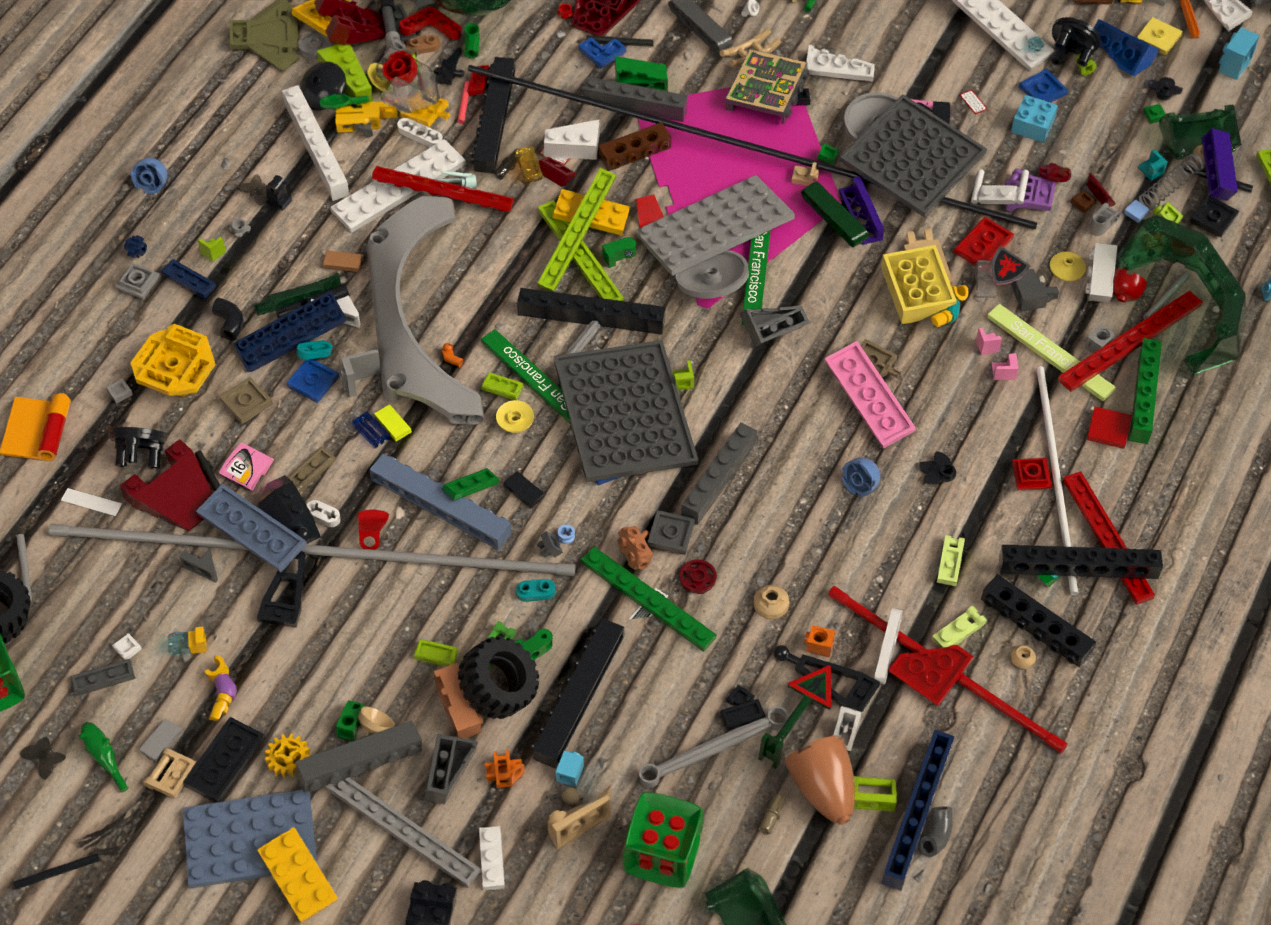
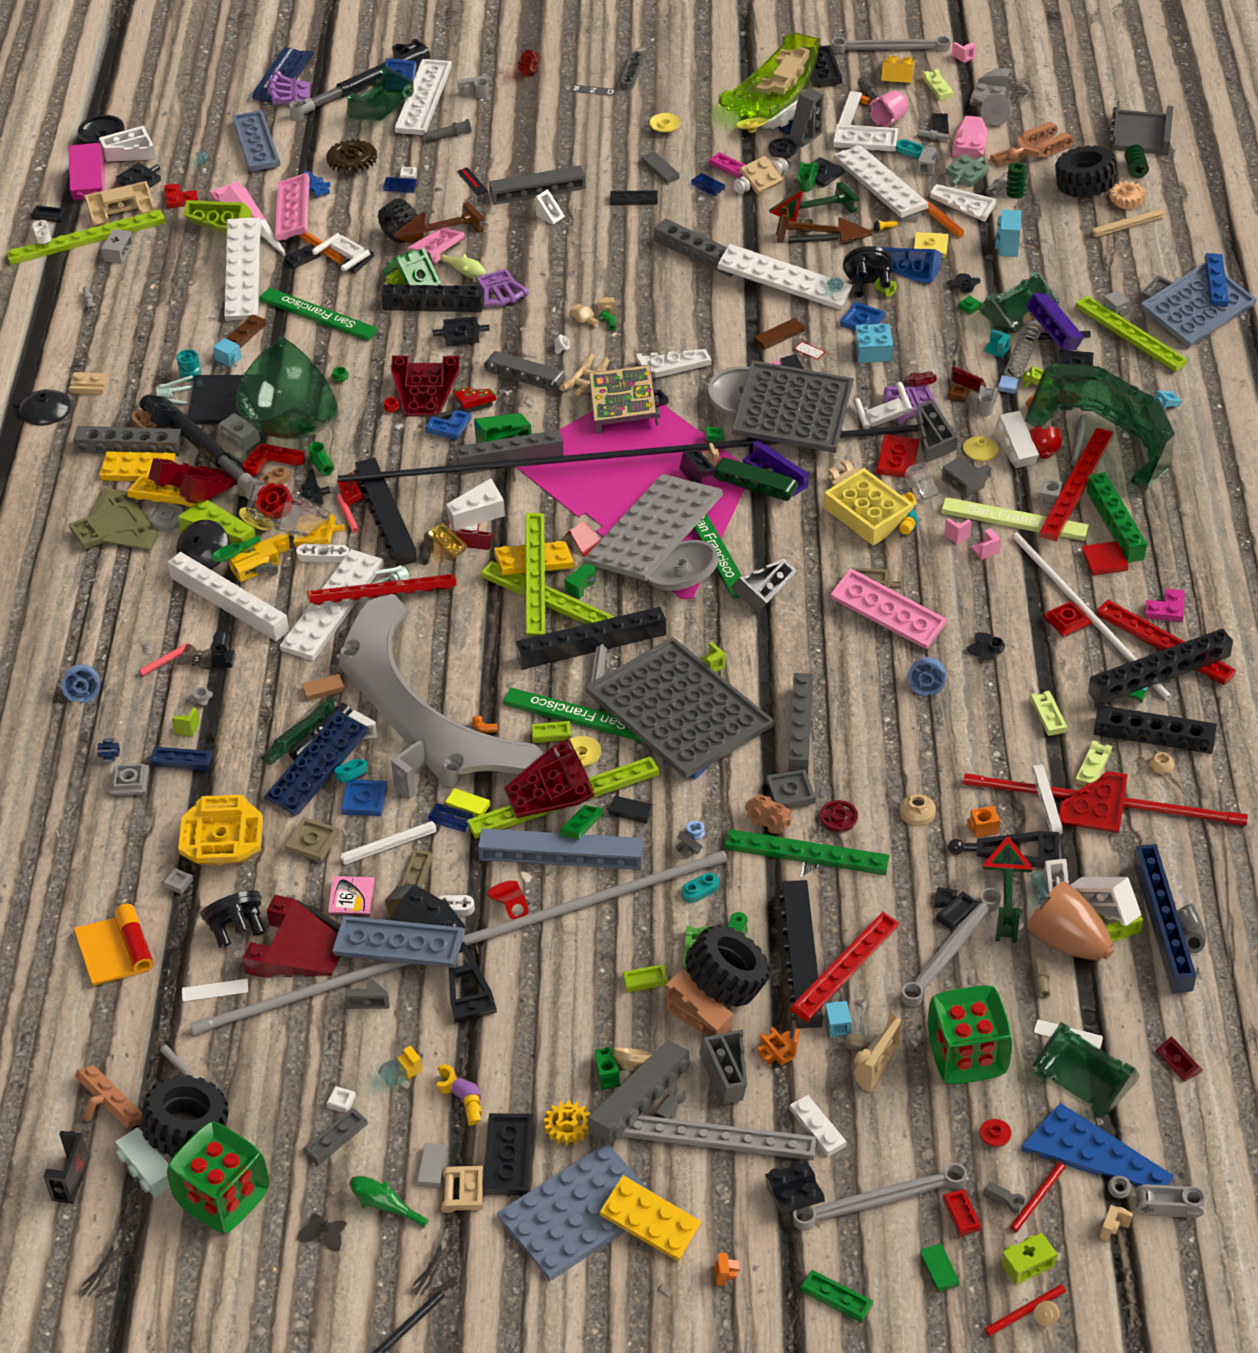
camera: 25 degrees left, 10 degrees down
(231, 180) = (163, 660): none -> coral bar
(232, 316) = (249, 773): black cylinder -> none
(305, 430) = (388, 842): none -> white axle
(381, 779) = (670, 1104): none -> dark grey bar
(467, 437) = (550, 782): none -> dark red wedge
(475, 453) = (602, 784): none -> lime plate
(604, 723) = (844, 967): none -> red tile
(634, 146) = (536, 490): reddish brown brick -> none
(638, 31) = (471, 397): none -> red tile
(778, 891) = (1047, 1029): none -> white sticker
(789, 179) = (696, 465): none -> panel
(830, 724) = (1039, 887): none -> clear light blue axle
(875, 766) = (1110, 897): none -> white wedge
(955, 74) = (779, 333): none -> reddish brown tile
(1007, 267) = (936, 463): shield -> none
(1028, 232) = (934, 431): none -> dark grey wedge
(1135, 506) = (1171, 609): none -> dark pink plate

